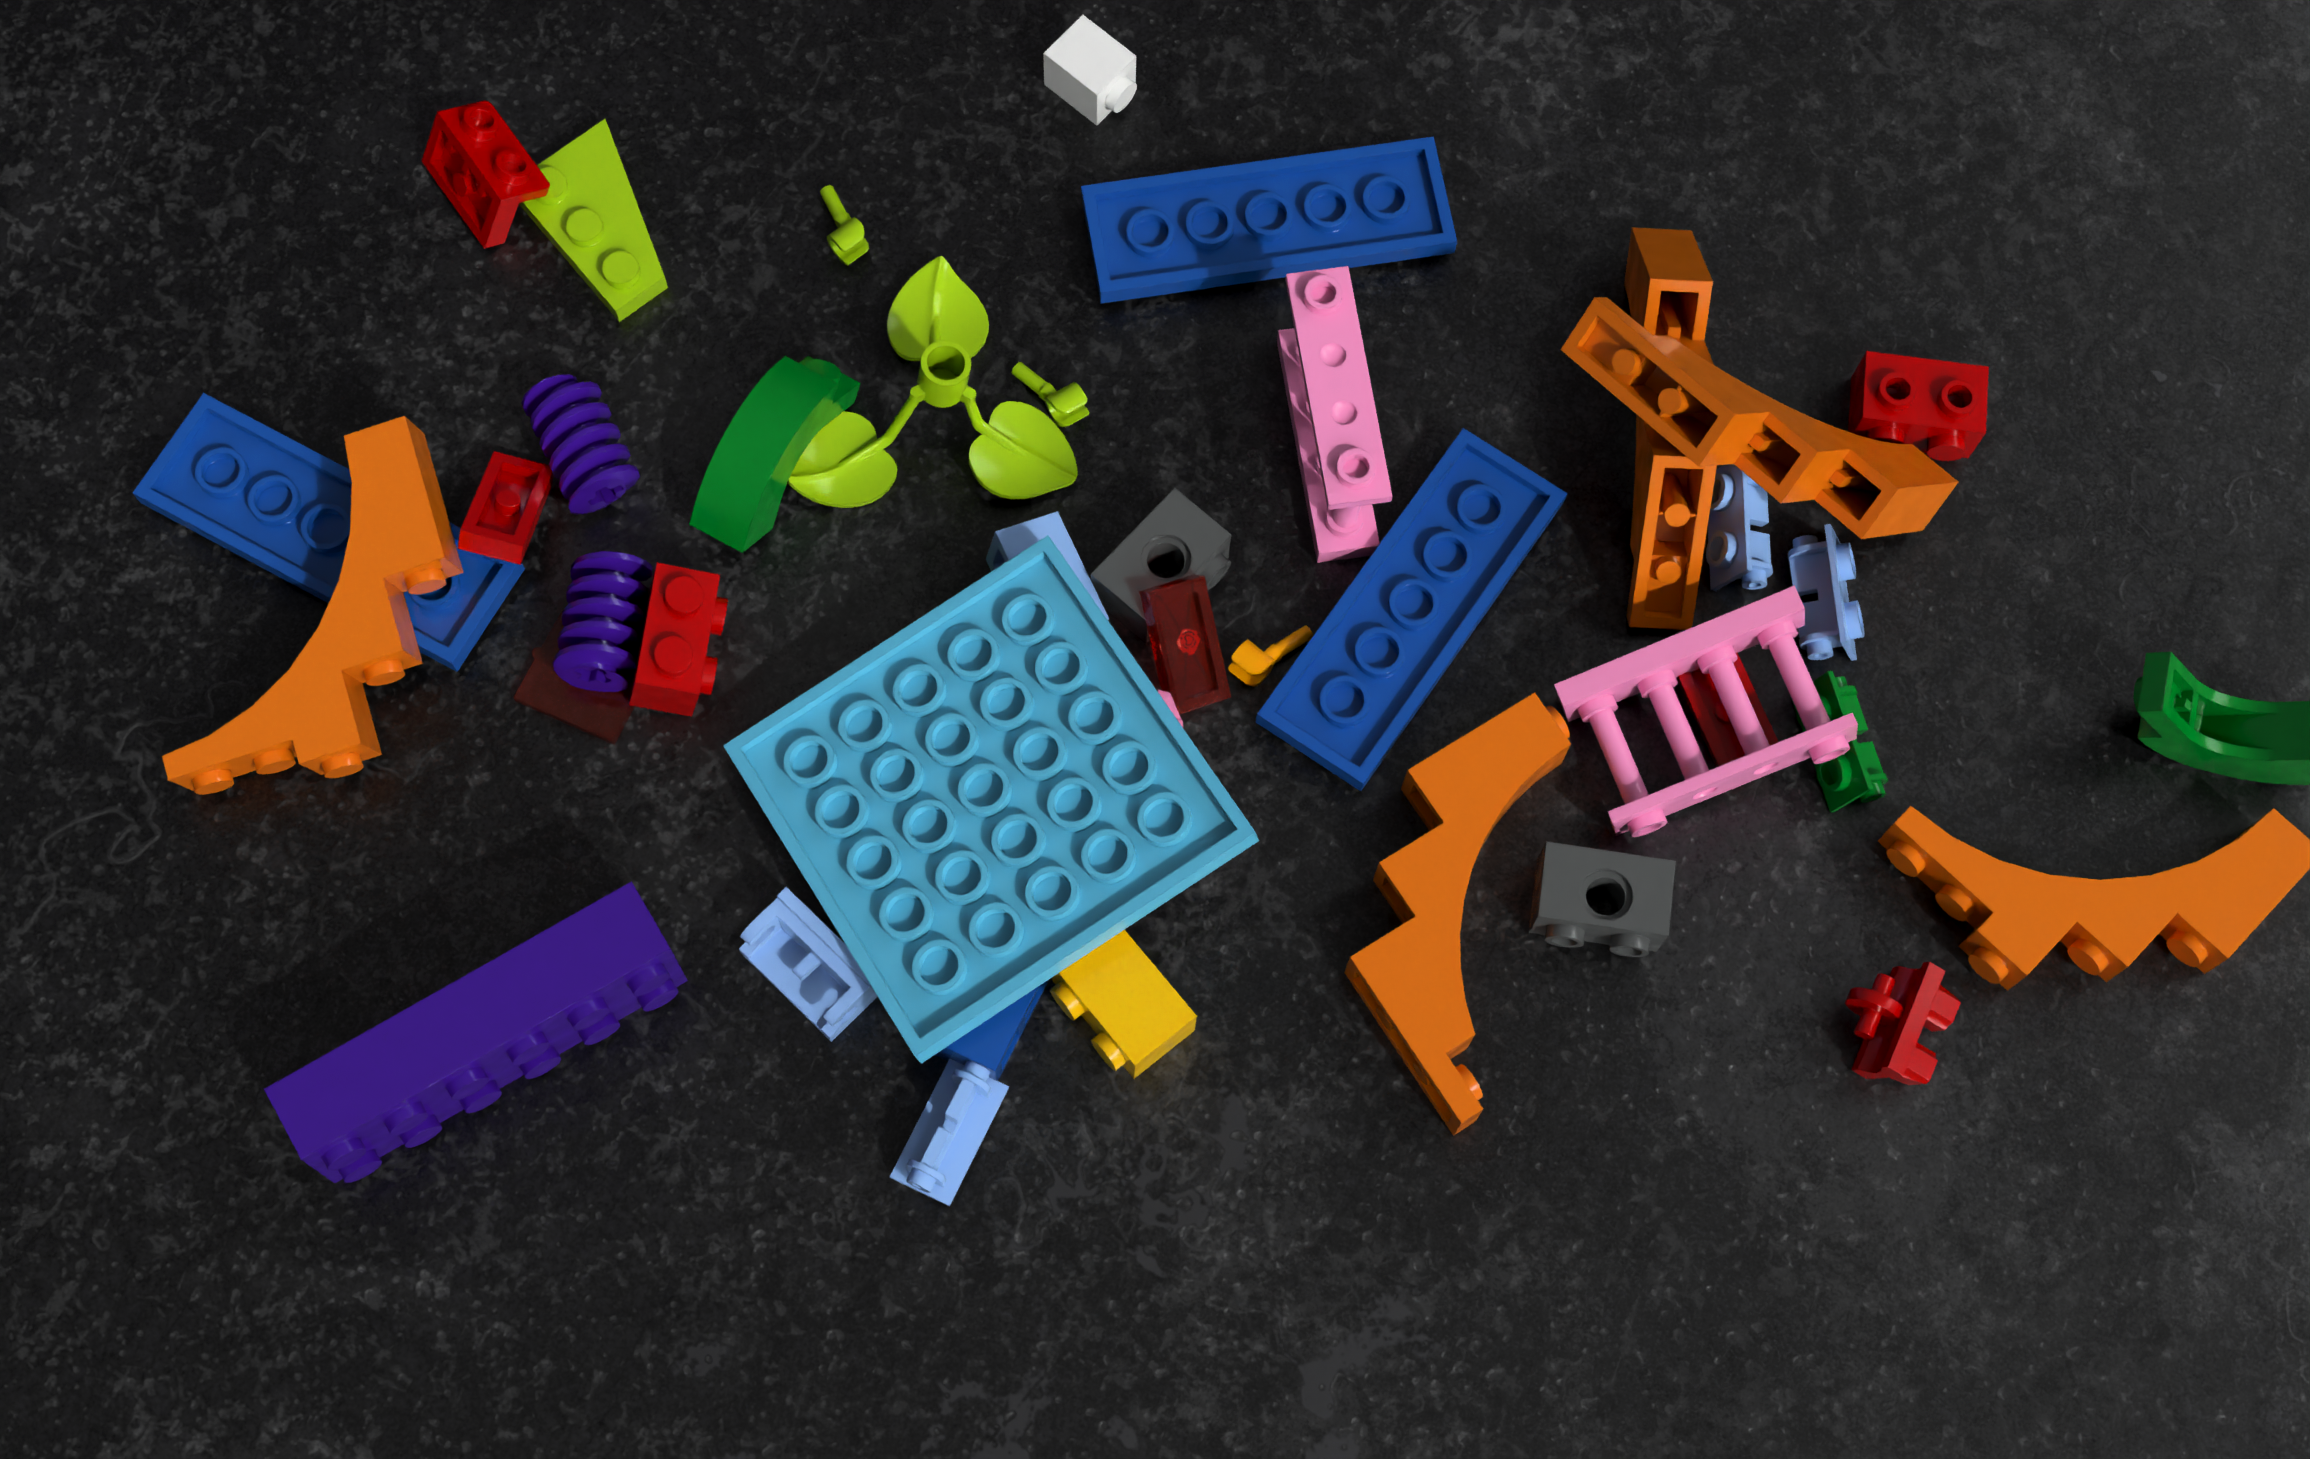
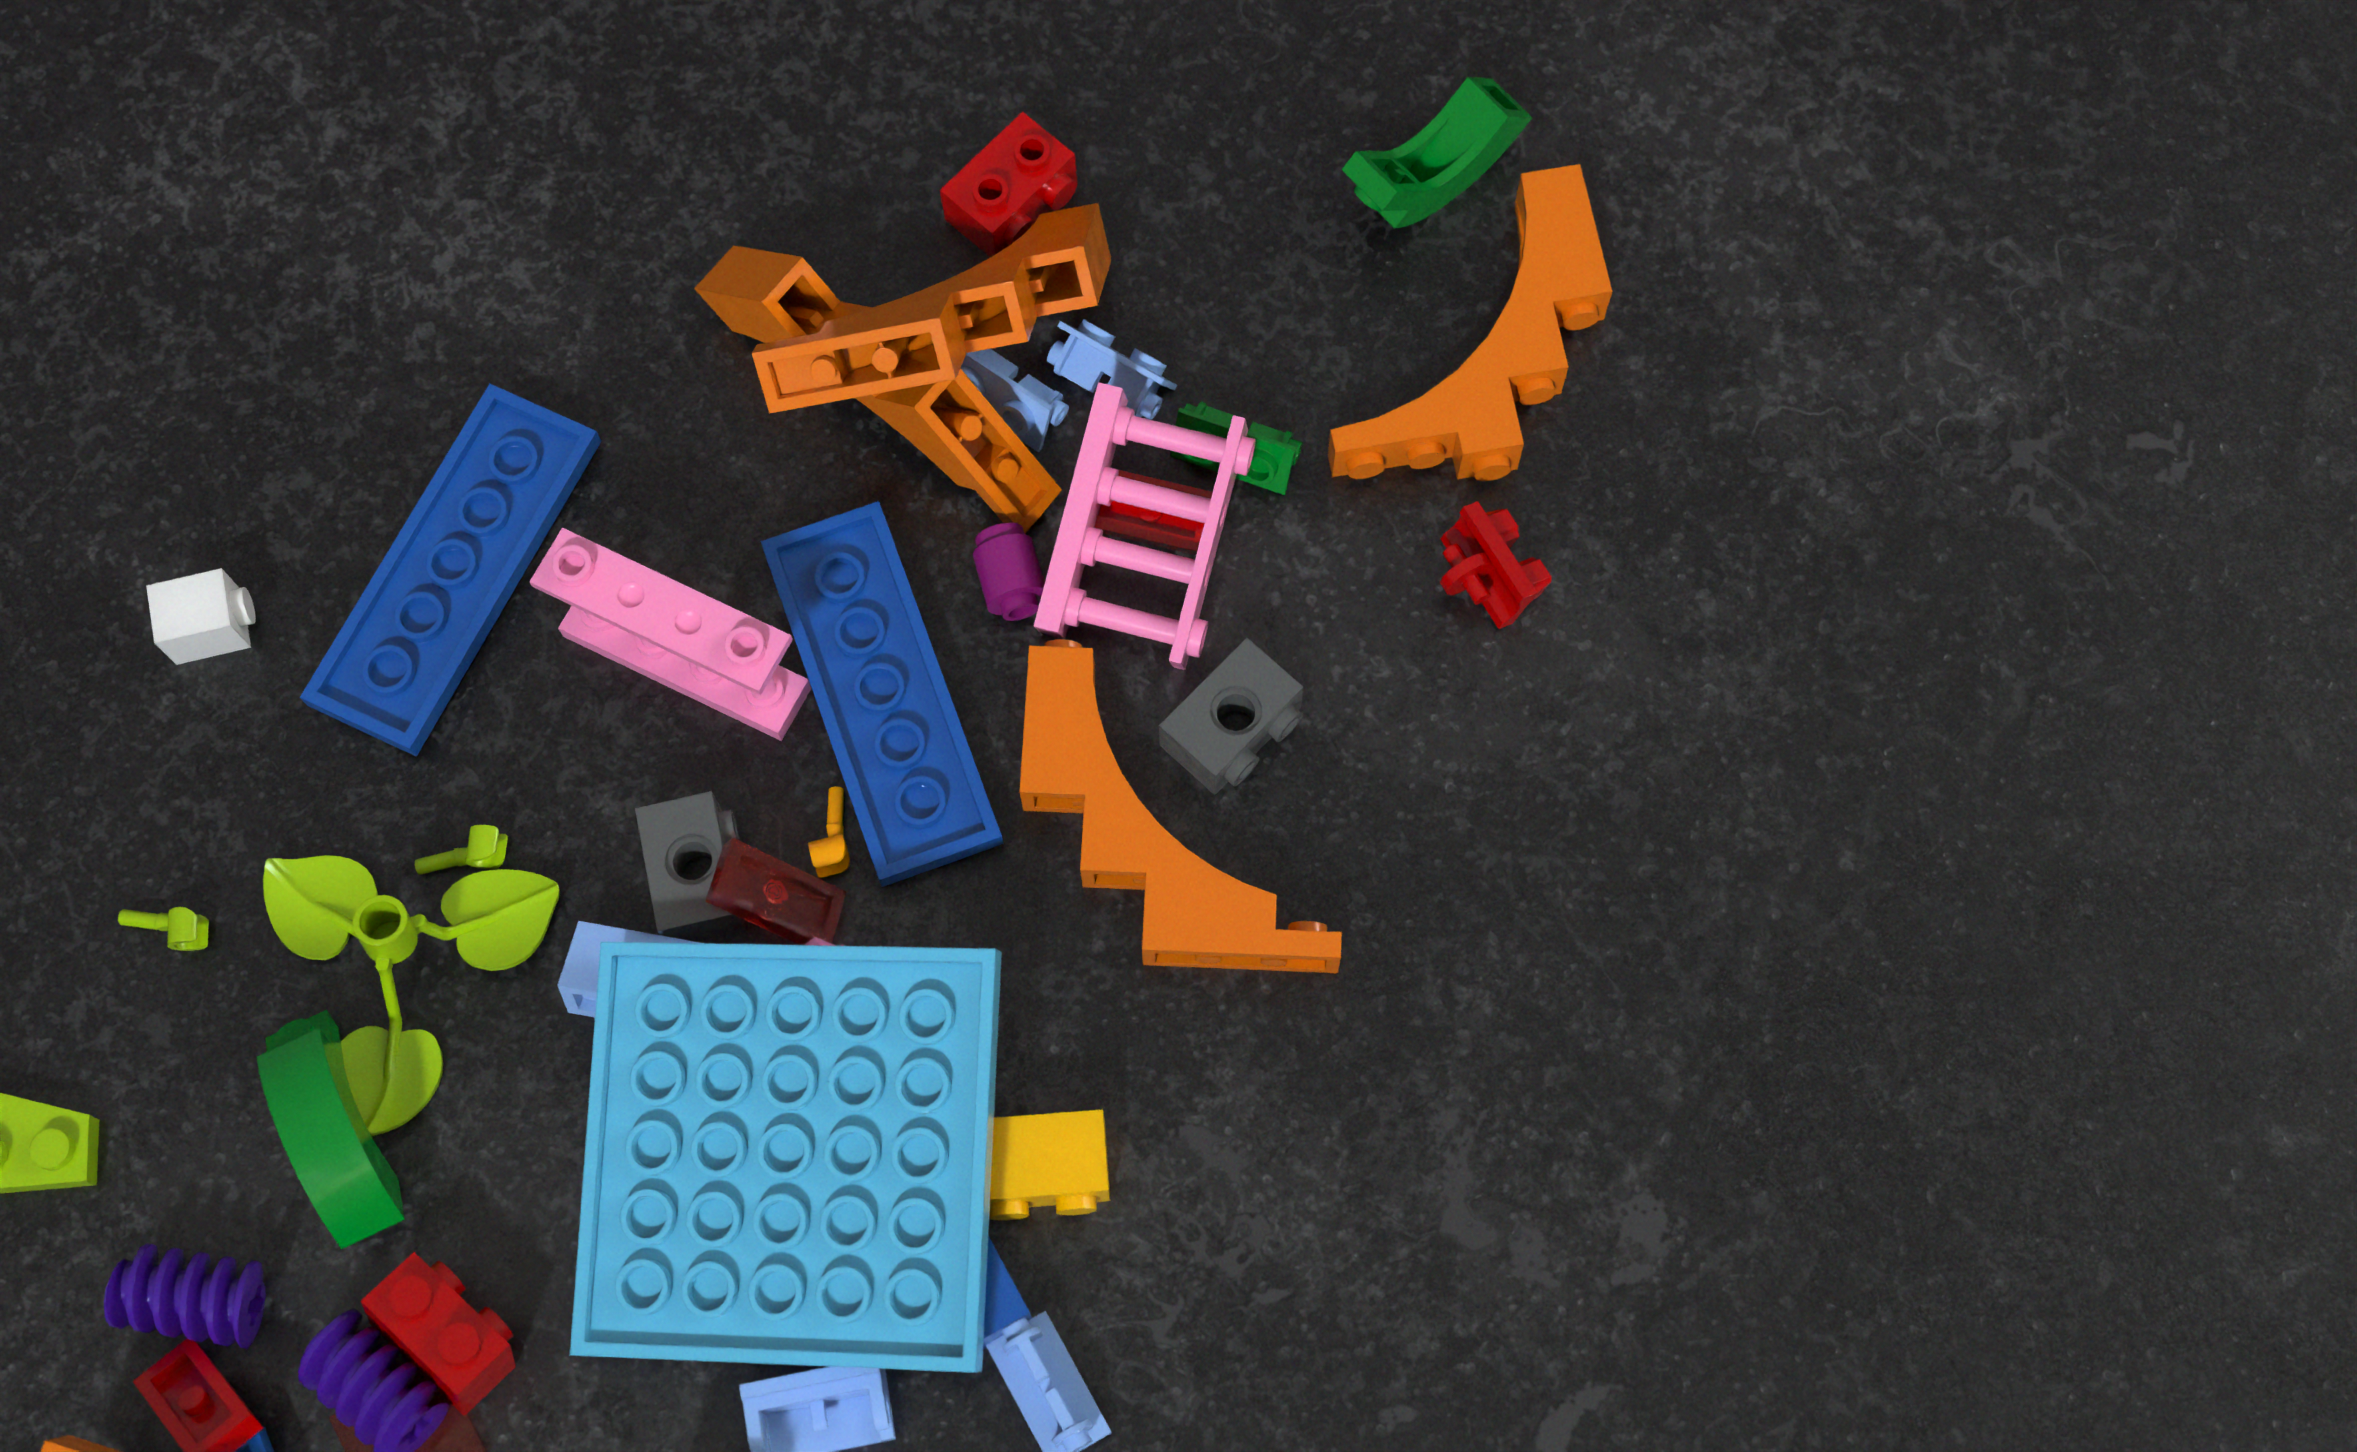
camera: 50 degrees left, 0 degrees up
(1588, 634) = (1008, 571): none -> magenta brick

